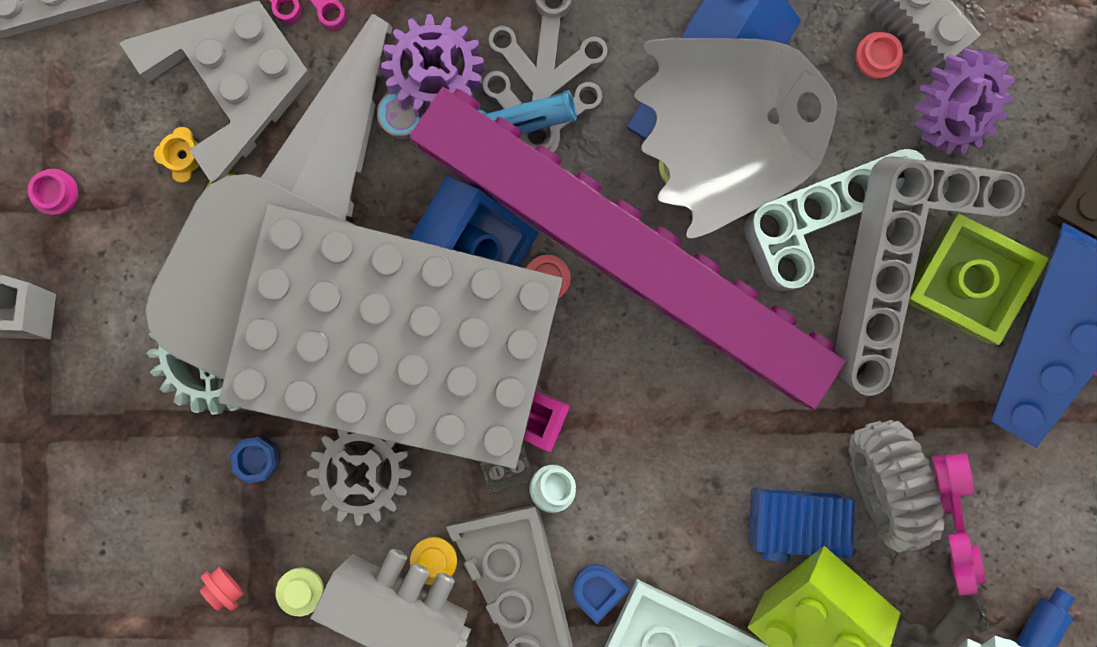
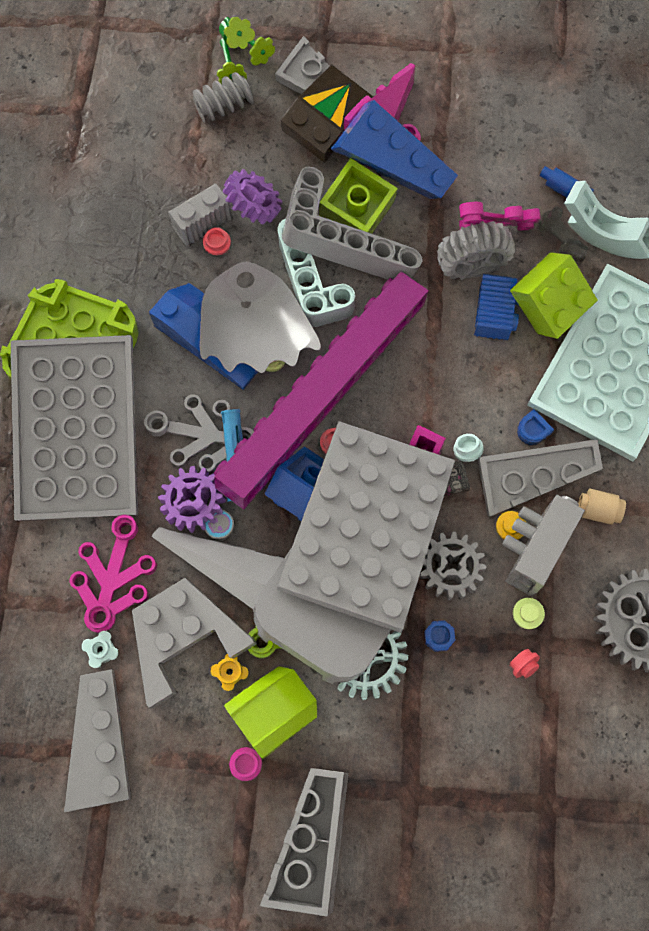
camera: 80 degrees left, 15 degrees down
(122, 217) = (273, 710): none -> lime slope

